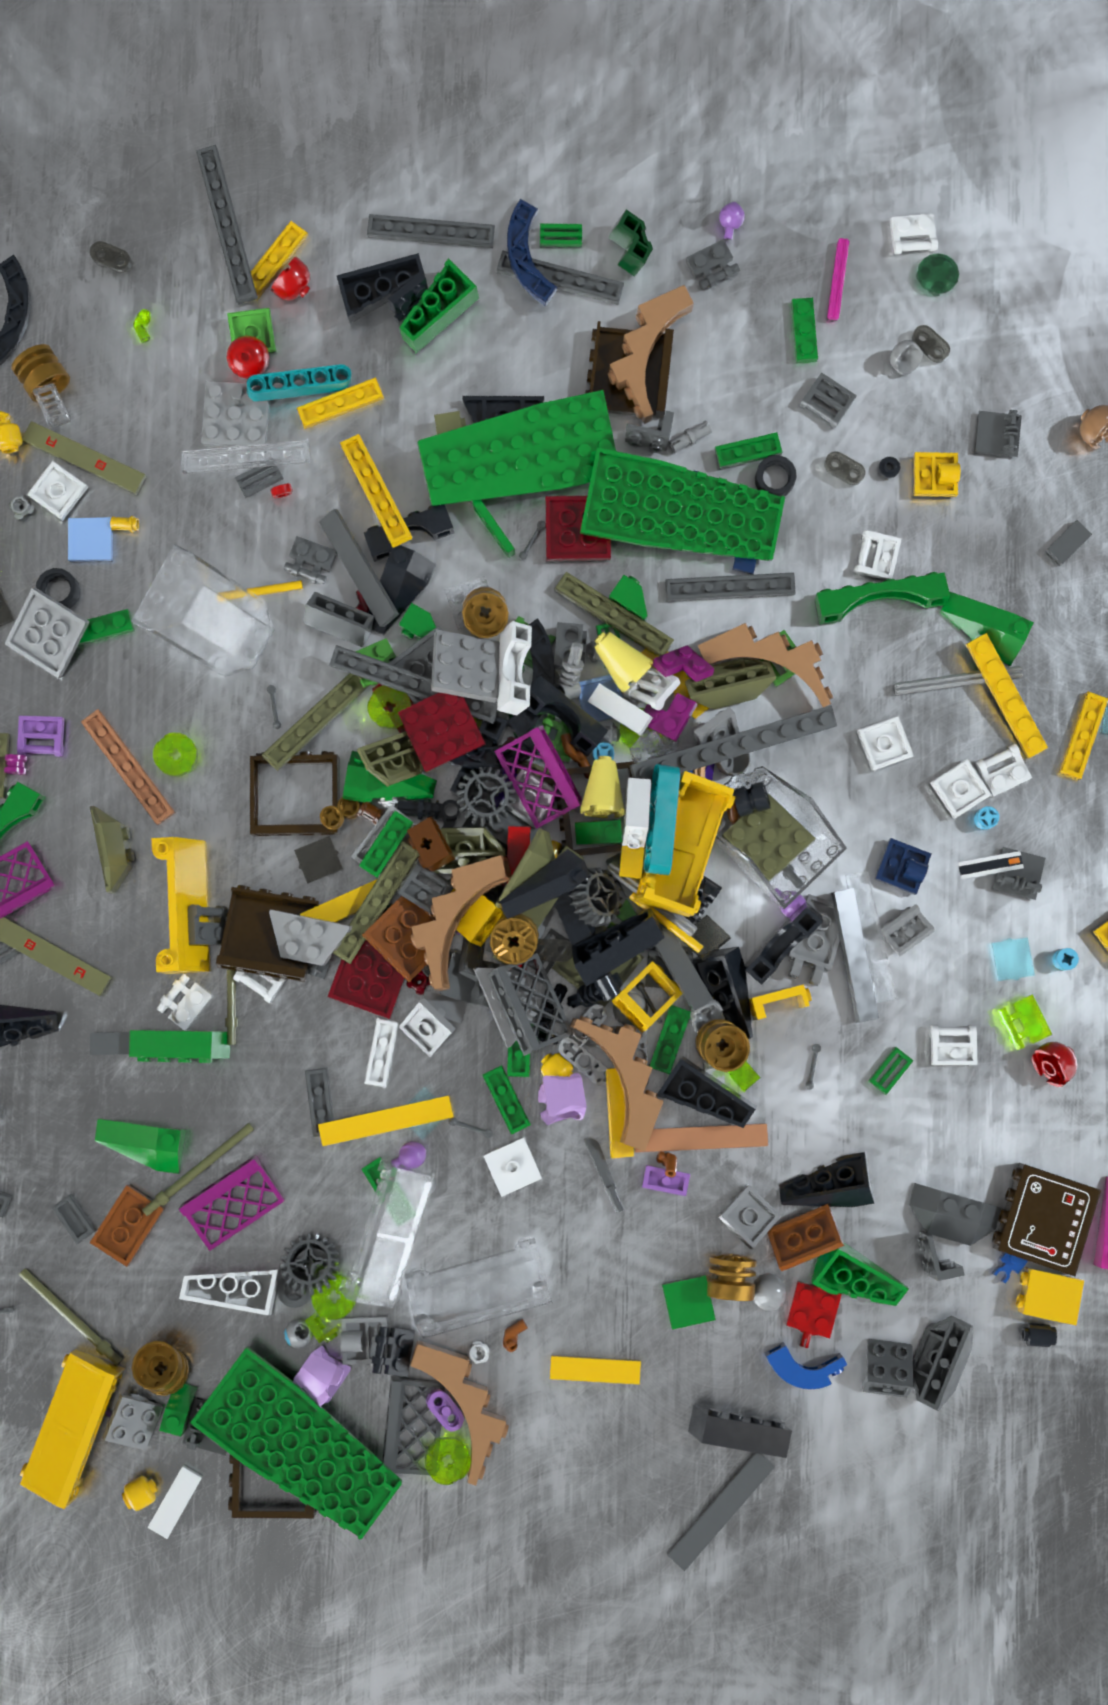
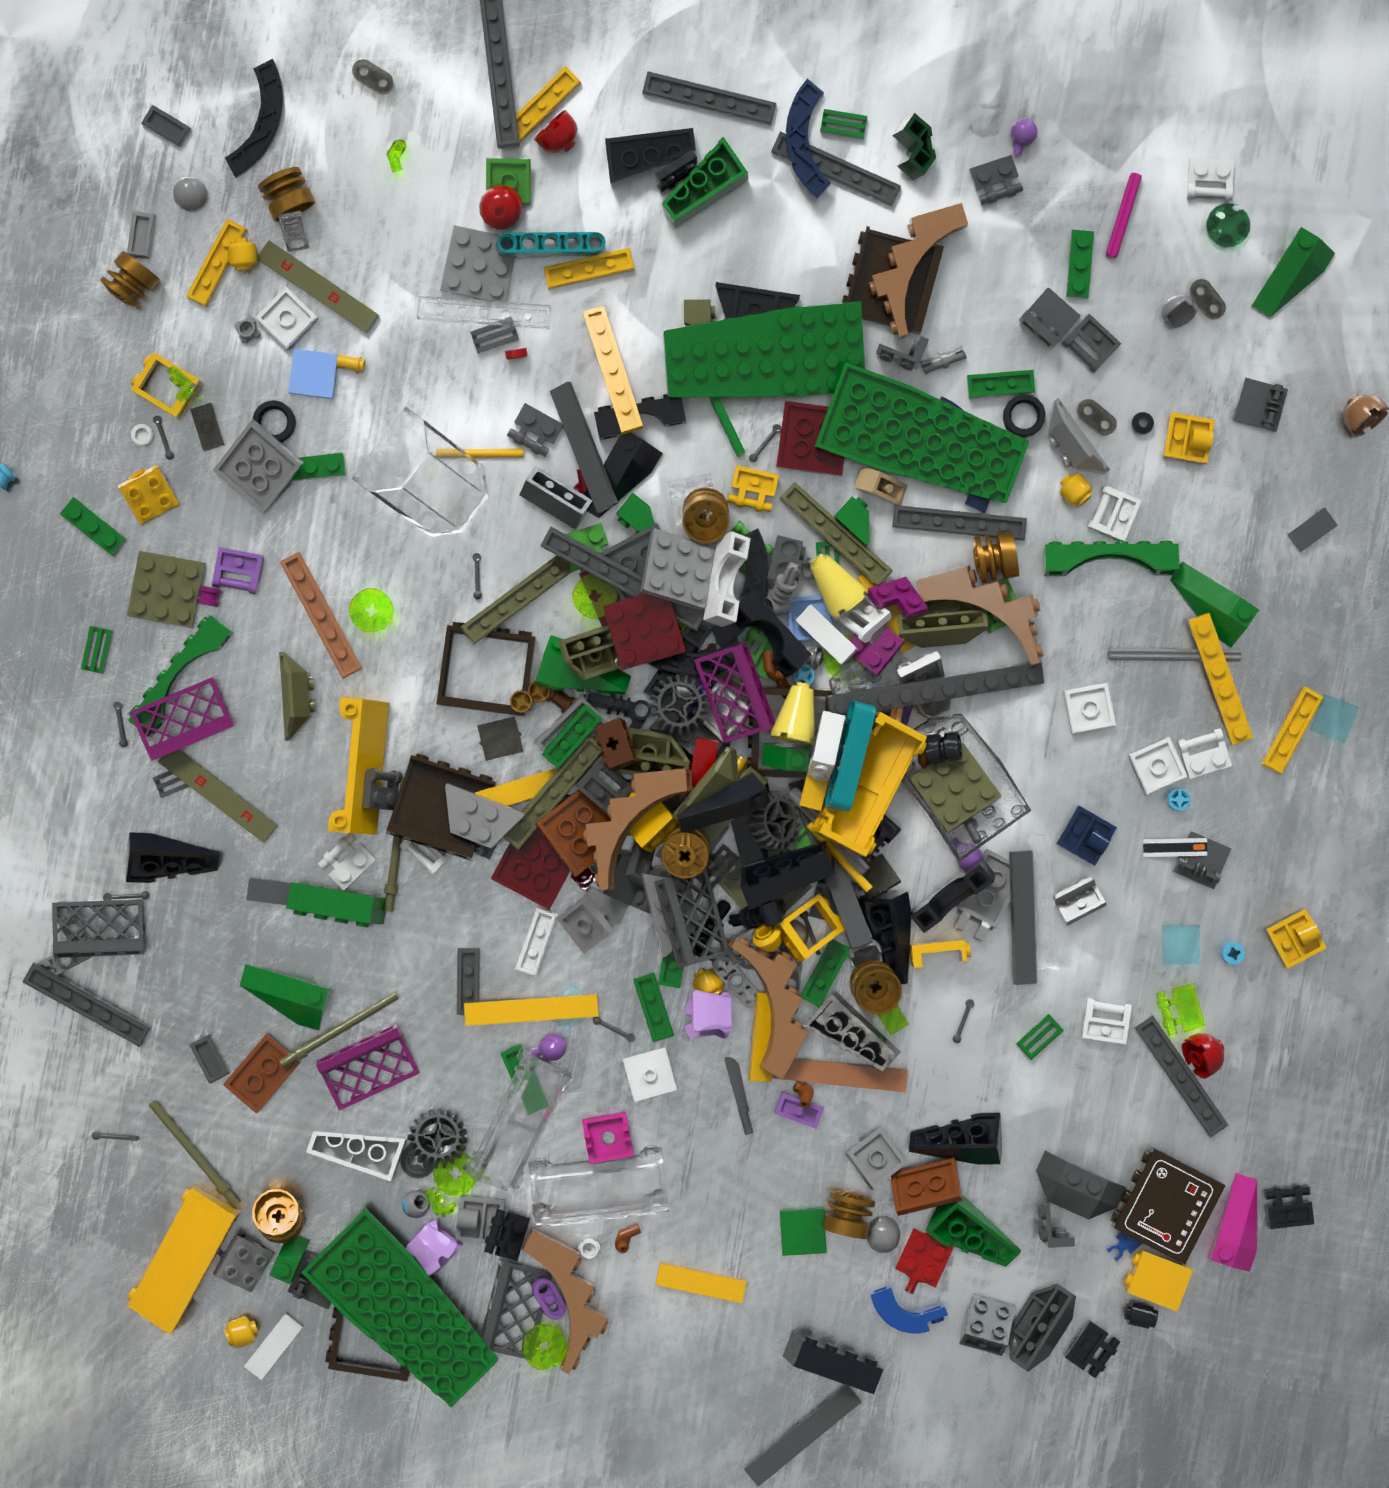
camera: 10 degrees right, 5 degrees up
(465, 1232) = (594, 1130): none -> dark pink piece
(527, 576) = (753, 481): none -> yellow plate
(608, 1012) = (767, 938): none -> yellow cone
(649, 562) = (880, 485): none -> tan slope
(771, 610) = (996, 556): none -> pearl gold wheel
(784, 383) = (1049, 318): none -> dark grey bracket
(826, 494) = (1073, 442): none -> light grey wedge
(836, 538) = (1075, 489): none -> yellow head
(990, 1374) = (1087, 1345): none -> black plate
(1011, 301) = (1298, 267): none -> green wedge
(1036, 1088) = (1181, 1076): none -> dark grey tile

